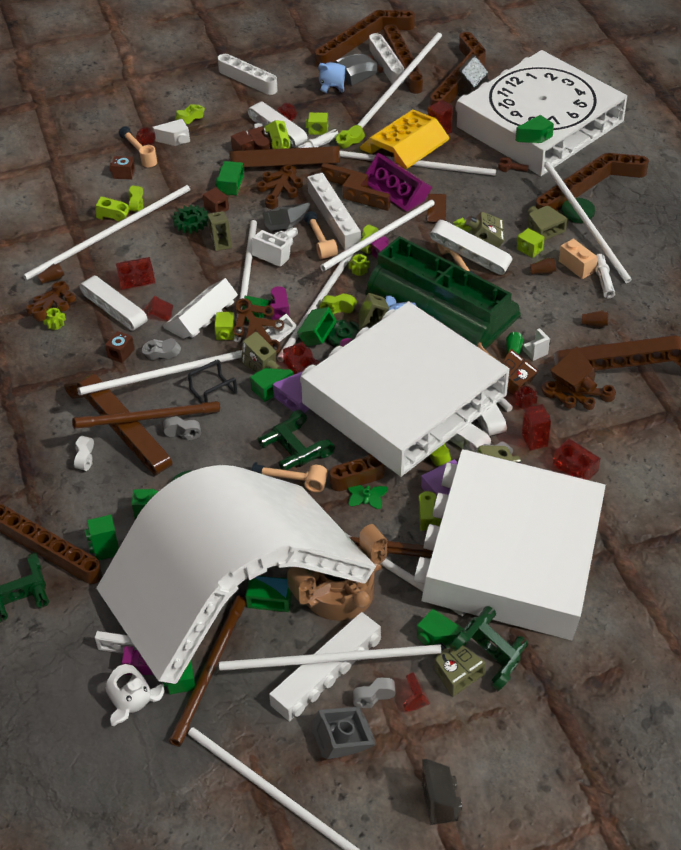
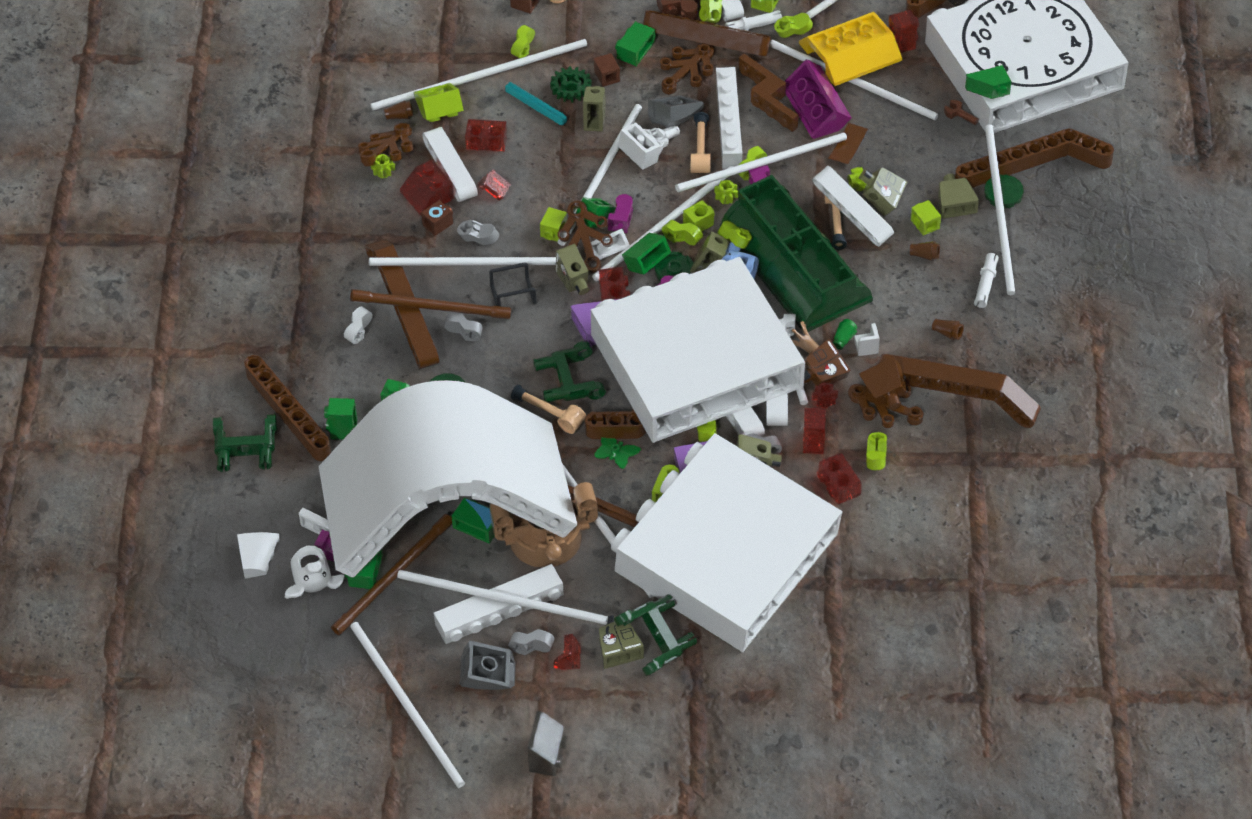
camera: 20 degrees right, 5 degrees up
(64, 689) = (256, 552): none -> white slope
(83, 258) = (439, 101): none -> lime slope
(100, 324) = (427, 186): none -> clear red slope
(111, 209) = (491, 48): lime leg -> none
(167, 240) = (536, 103): none -> teal axle
(201, 309) = (537, 198): white slope -> none
(263, 381) = (568, 296): green slope -> none
(346, 285) = (700, 215): none -> lime brick
(392, 291) = (737, 236): none -> lime piece
(437, 629) = (615, 601): green slope -> none
(577, 258) = (966, 252): light nougat brick -> none
(594, 430) = (876, 451): none -> lime piece

